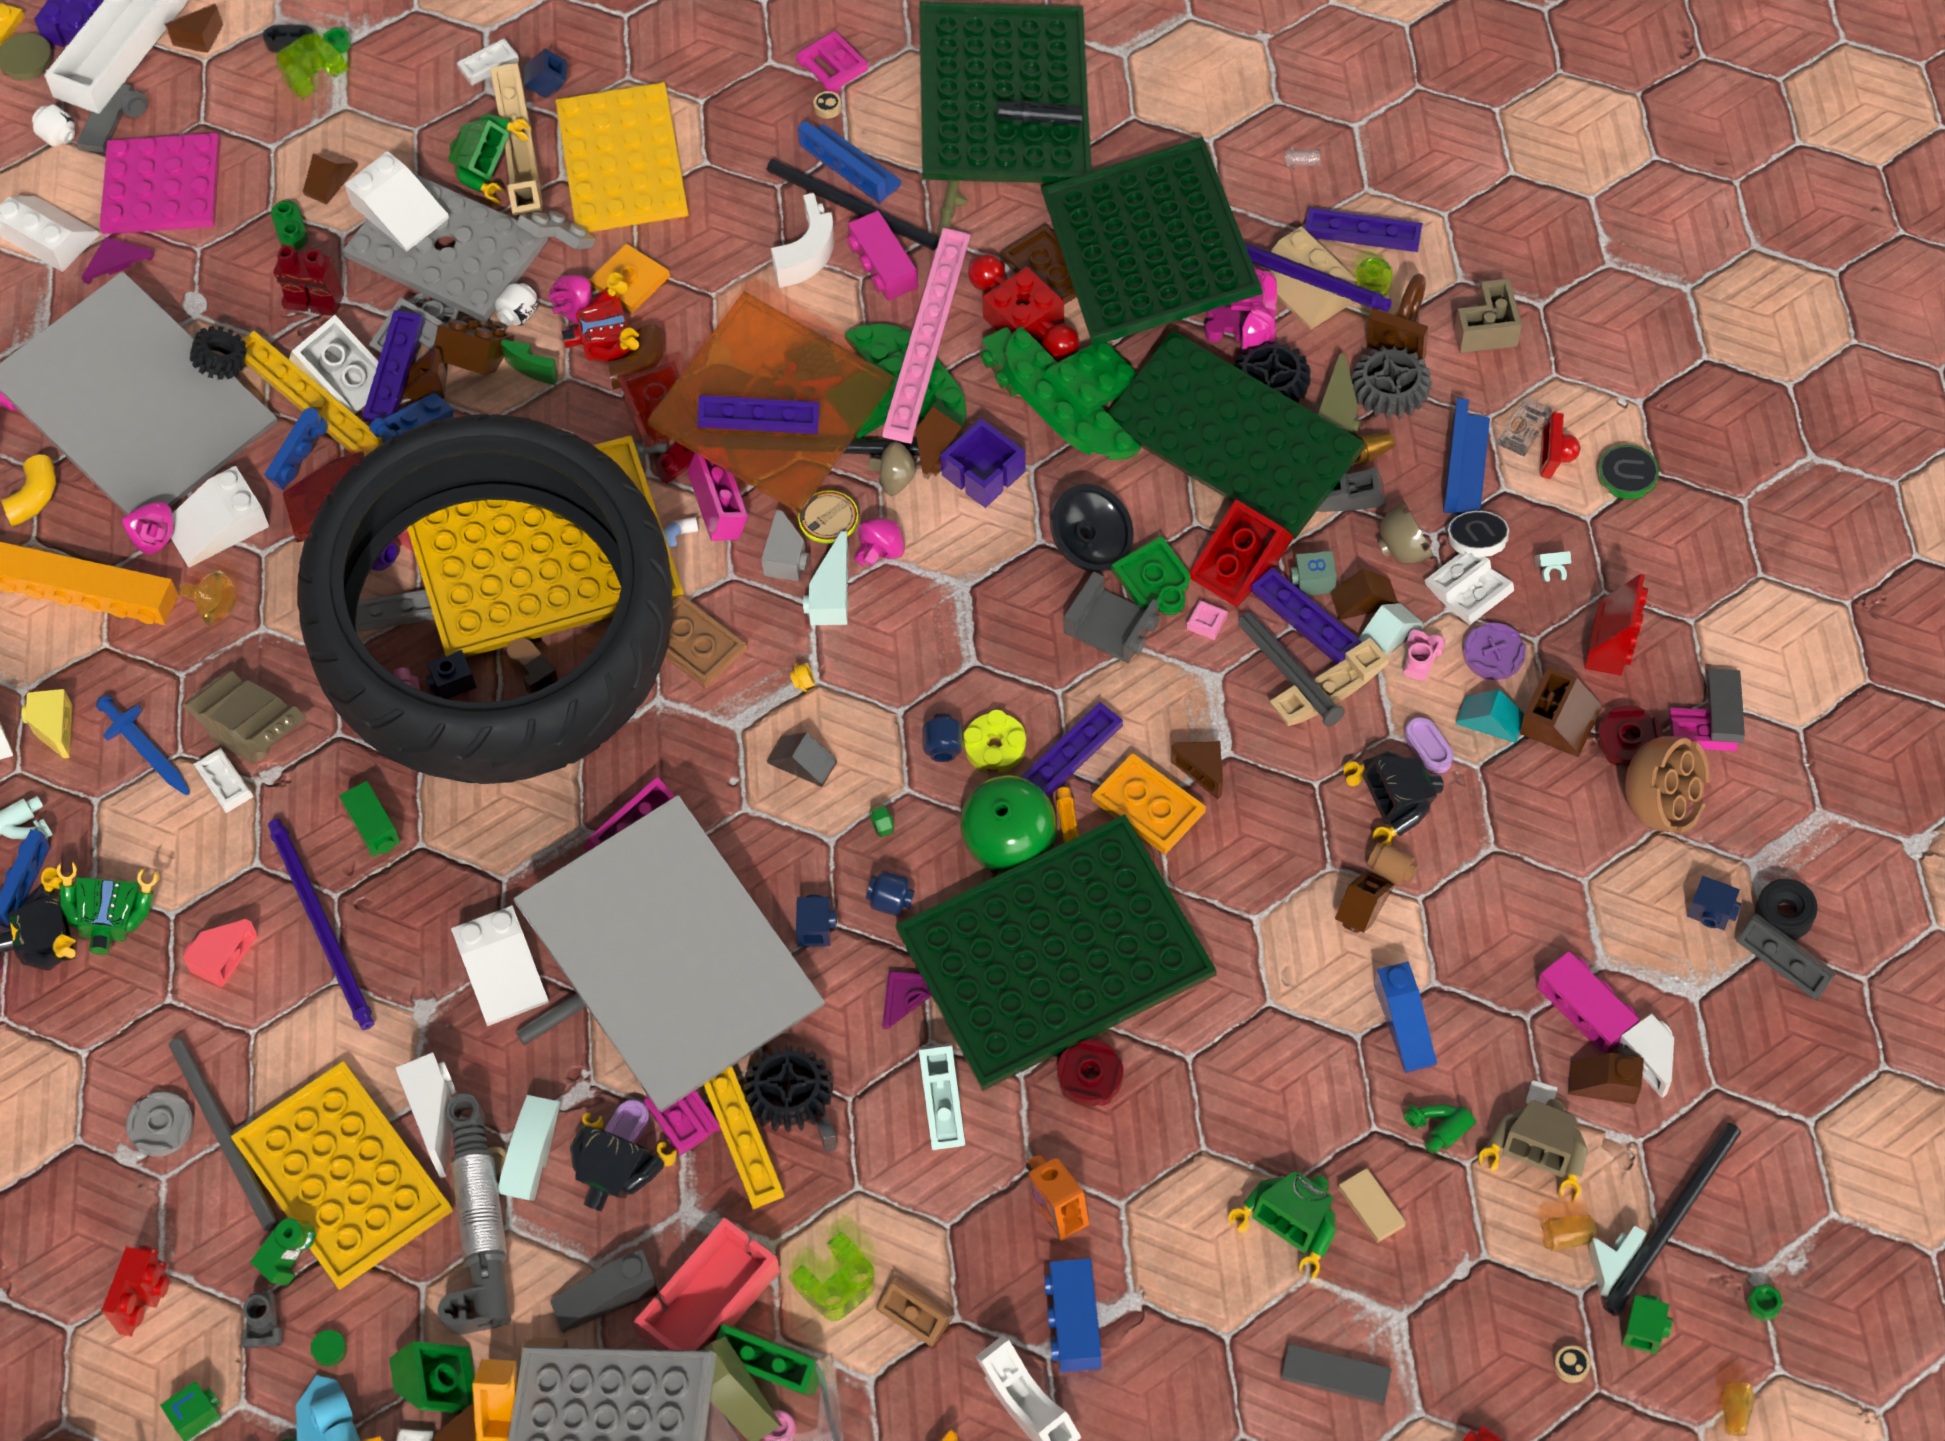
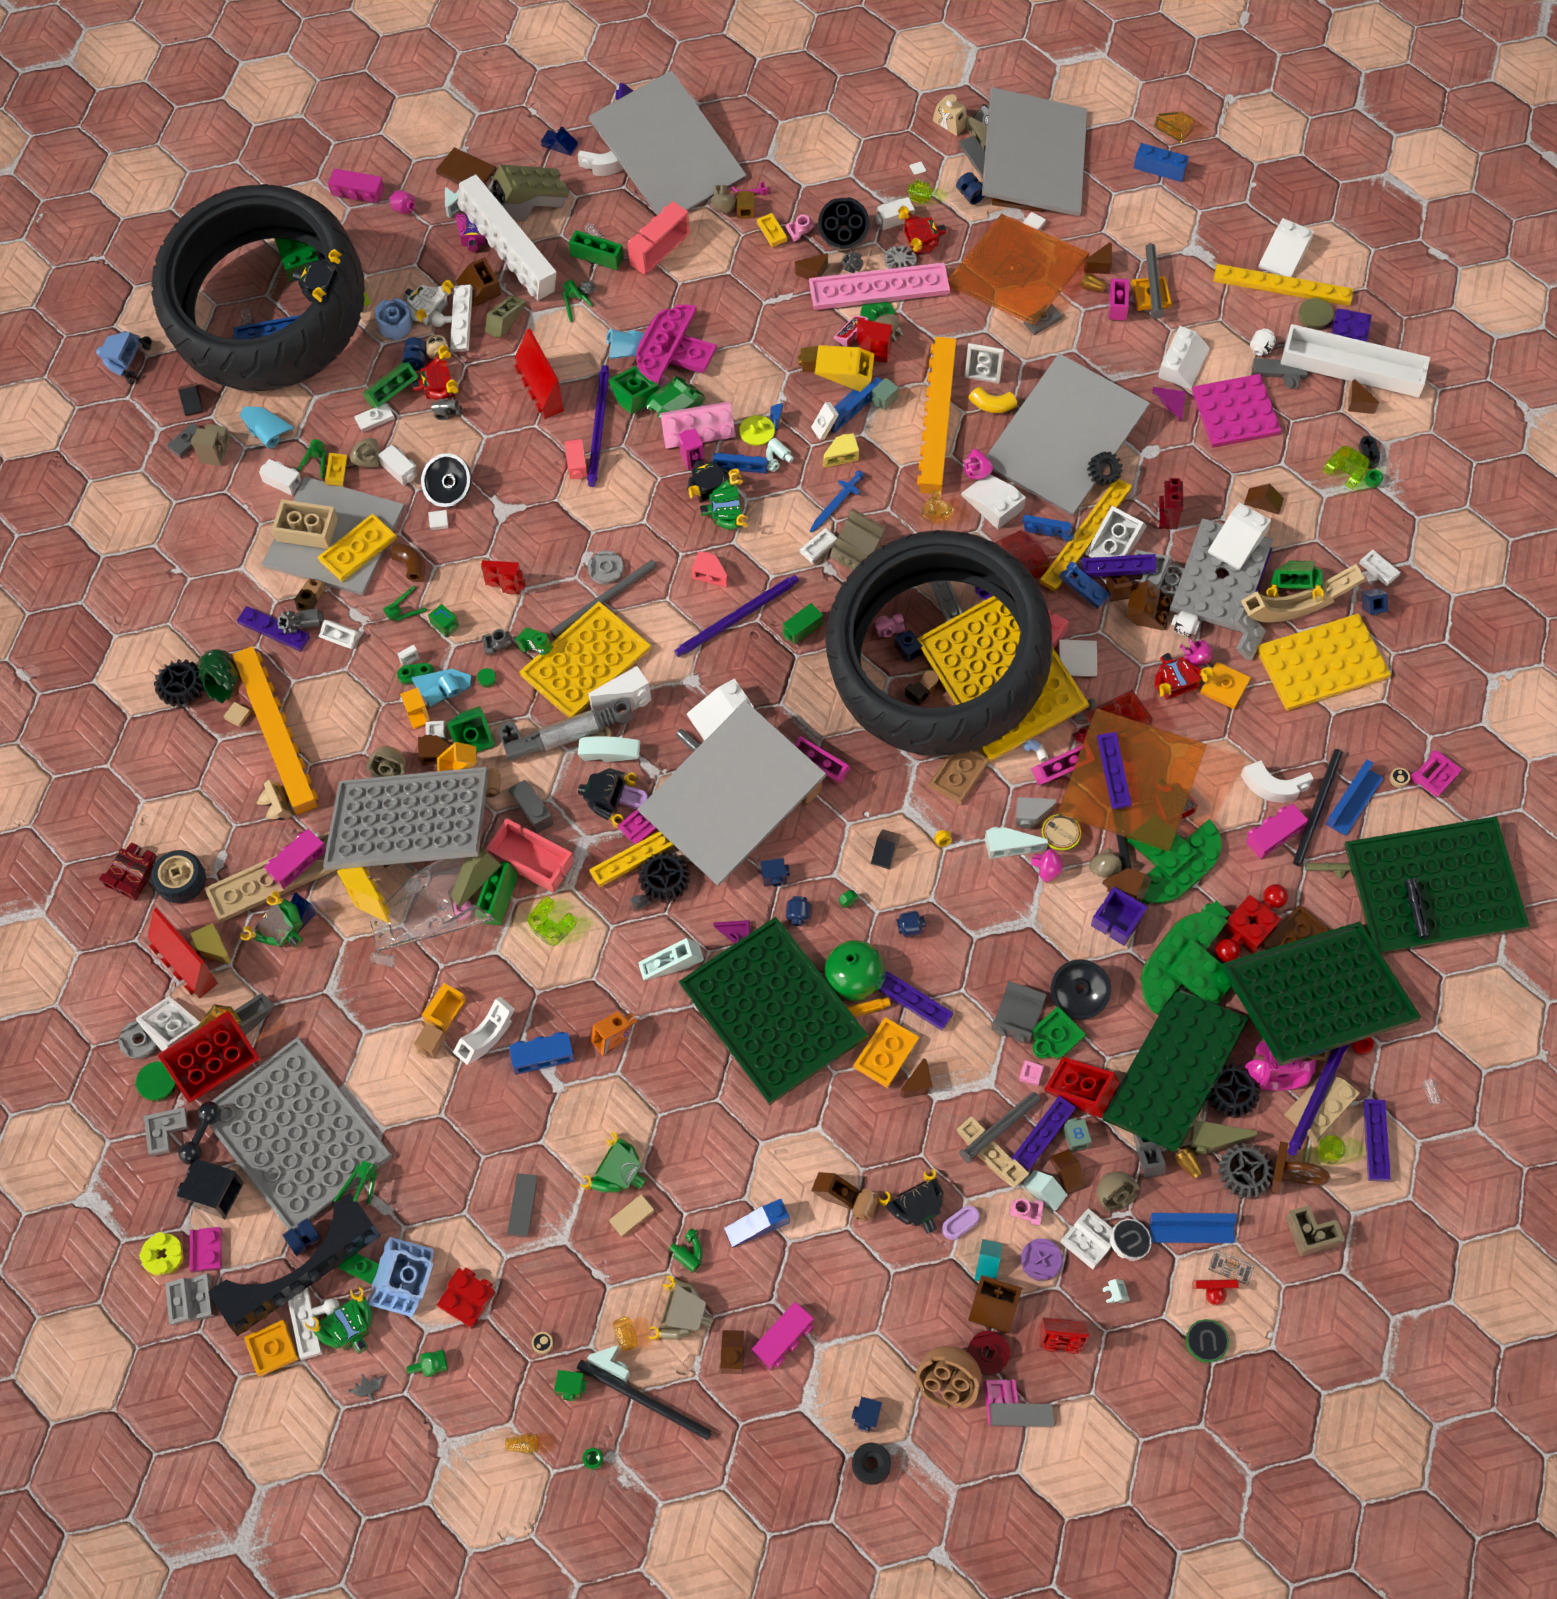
camera: 80 degrees right, 5 degrees up
(289, 224) = (1222, 487): green plate -> none
(522, 359) = (1144, 639): green slope -> none
(644, 358) = (1159, 705): reddish brown cylinder -> none
(915, 1311) = (539, 968): medium nougat slope -> none
(926, 336) = (1211, 865): bright pink plate -> none
(990, 726) = (917, 967): neon yellow plate -> none
(1090, 1091) = (690, 1033): dark red plate -> none
(1541, 1092) = (720, 1314): white sticker -> none
(1655, 1044) = (754, 1378): white slope -> none
(1786, 957) = (835, 1464): dark grey tile -> none

